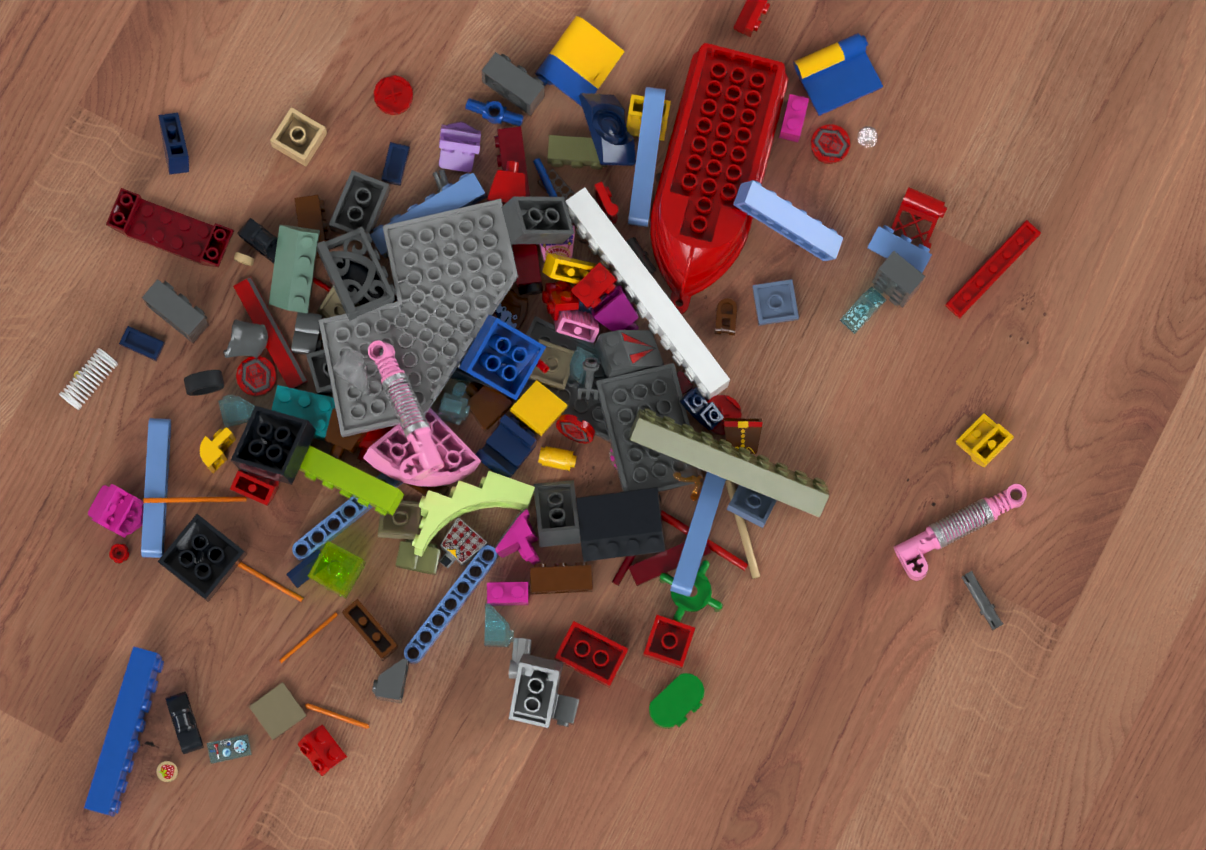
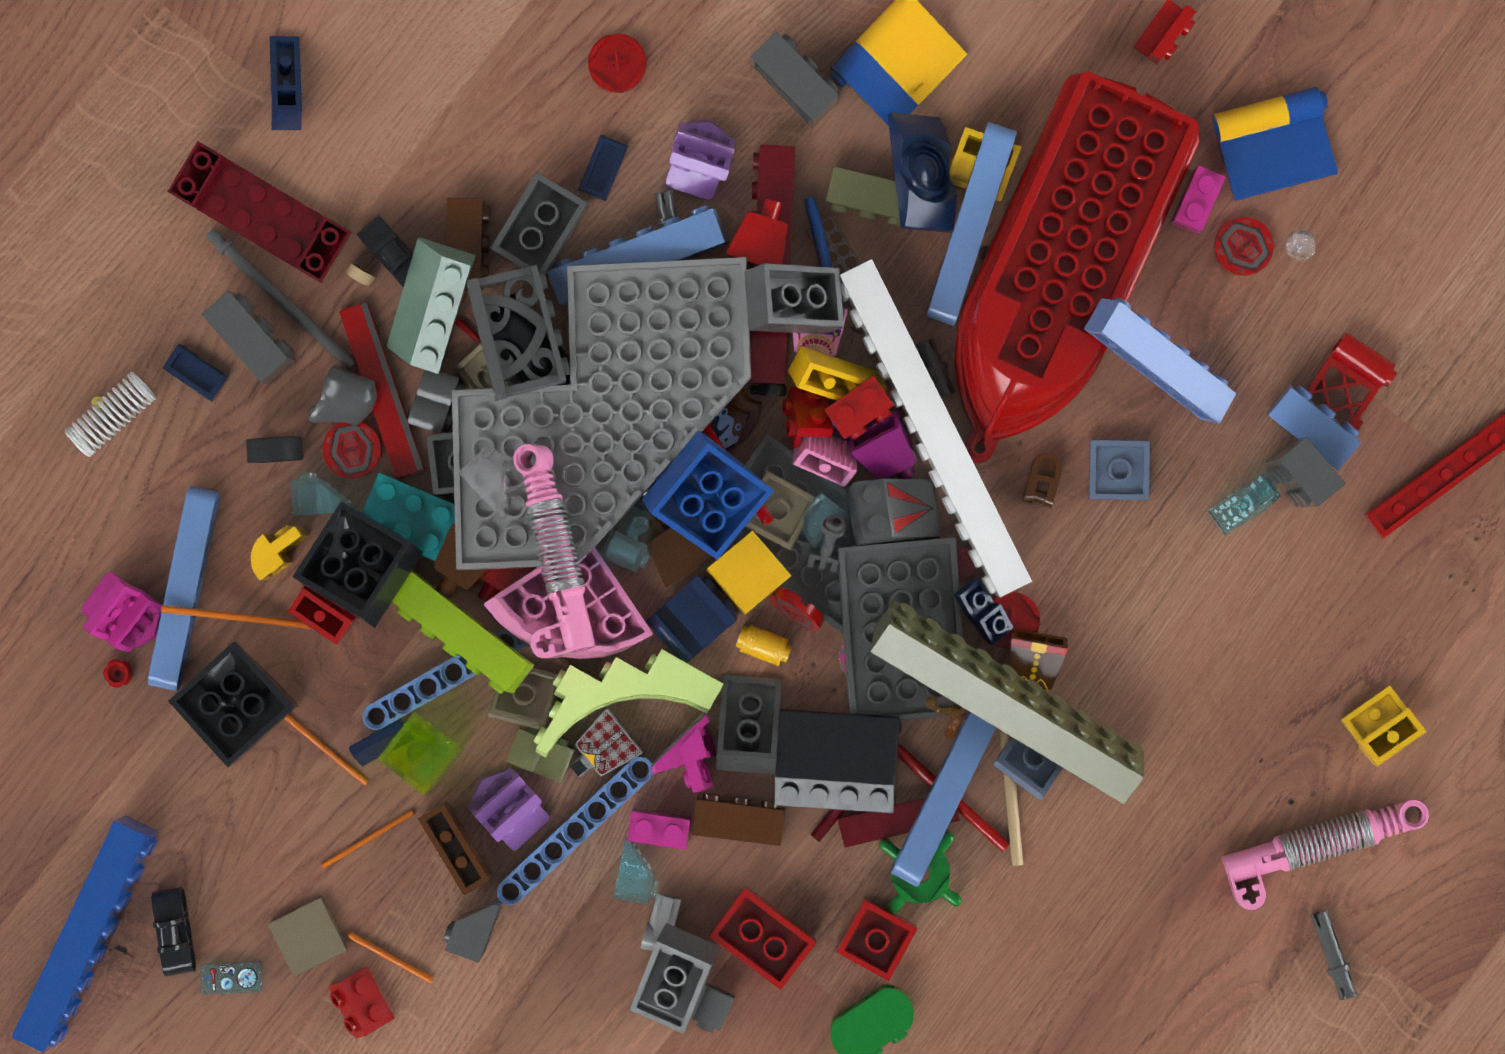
camera: 15 degrees right, 10 degrees up
(150, 257) = (225, 247): none -> dark grey bar
(167, 771) = (139, 994): tile -> none
(298, 136) = (468, 106): tan brick -> none
(402, 597) = (507, 808): none -> medium lavender piece
(485, 108) = (746, 108): blue axle -> none
(604, 201) = (897, 275): red plate -> none

